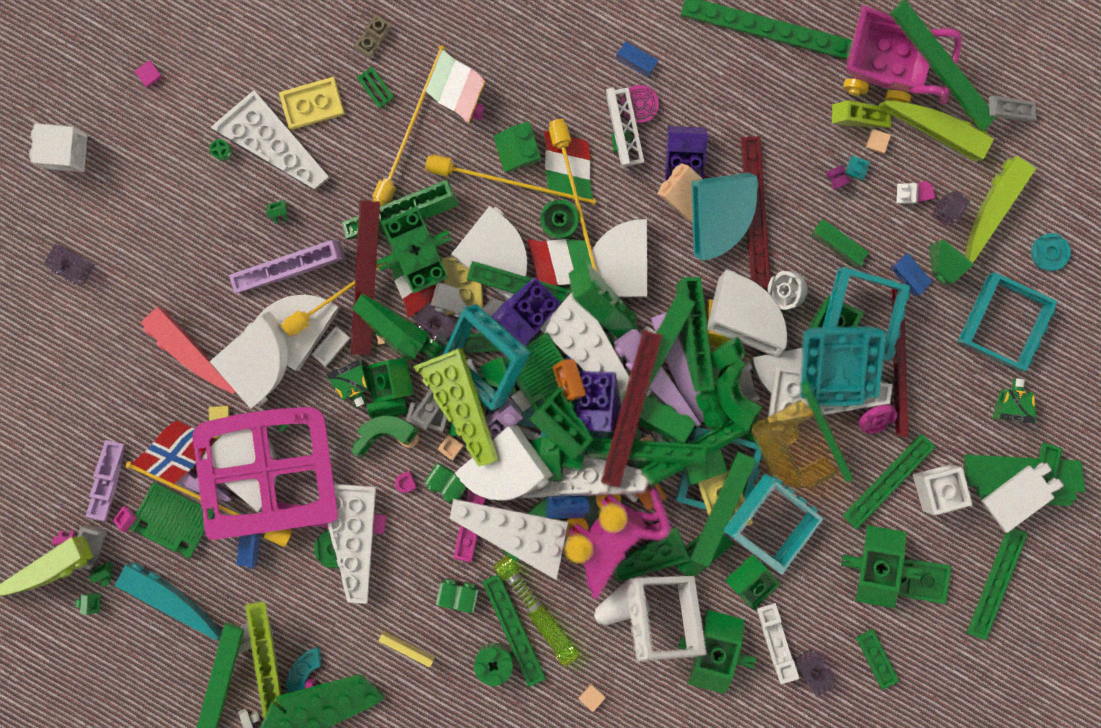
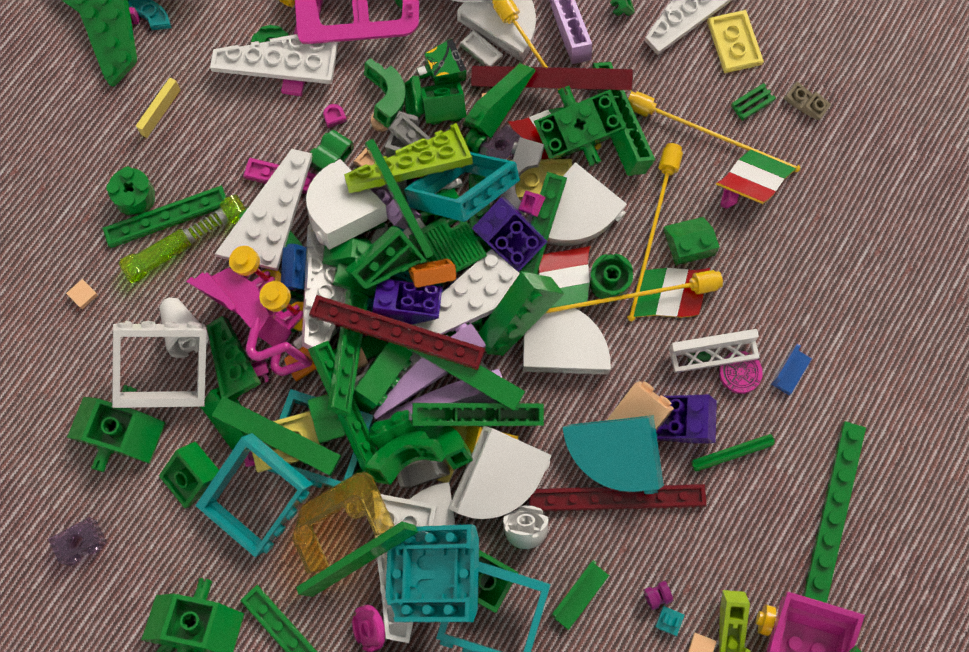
camera: 90 degrees right, 15 degrees down
(457, 596) = (208, 159): green brick -> none
(497, 293) = (531, 203): none -> dark pink tile
(504, 414) = (399, 198): none -> green tile
(712, 112) = (733, 452): none -> green axle
(777, 643) = (116, 500): white slope -> none
(877, 659) = (83, 619): green tile -> none

